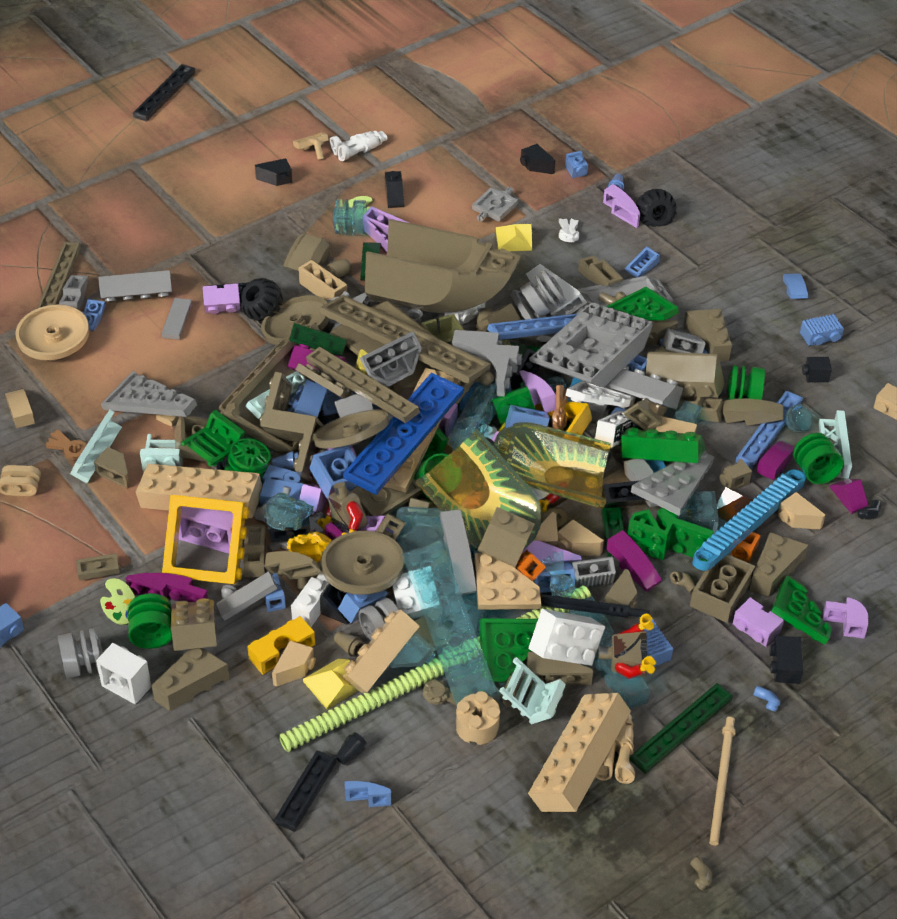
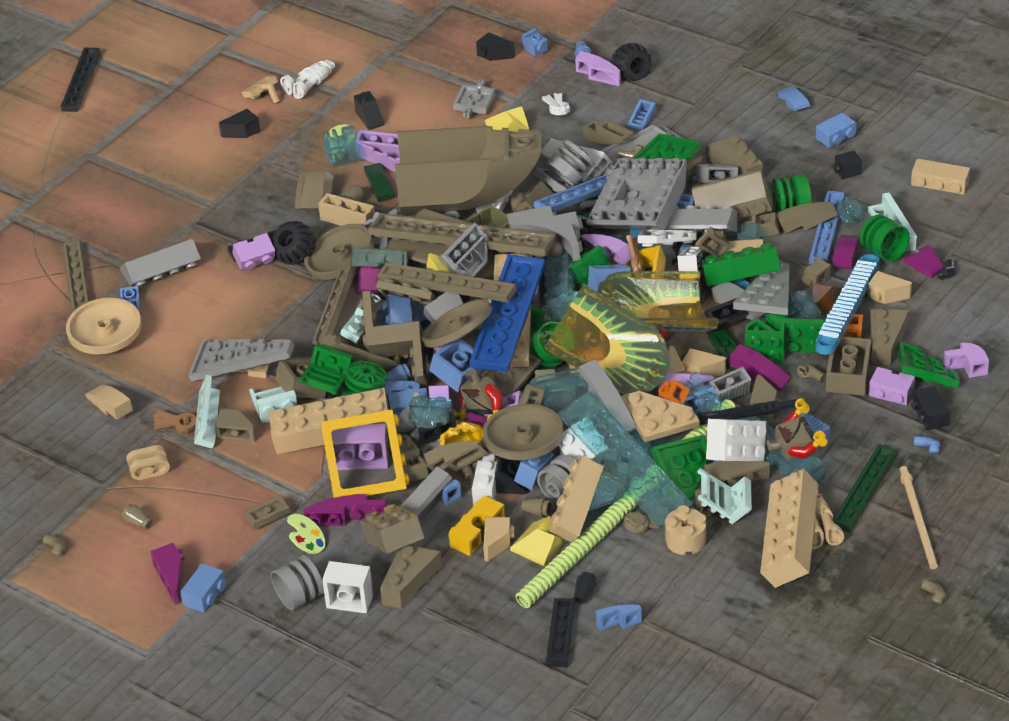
camera: 15 degrees left, 5 degrees down
(74, 291) = (101, 284): light grey slope -> none
(149, 621) = (347, 538): green wheel -> none
(177, 318) = (217, 283): light grey tile -> none
(227, 590) = (400, 497): light grey hinge -> none
(506, 537) = (645, 371): dark tan slope -> none

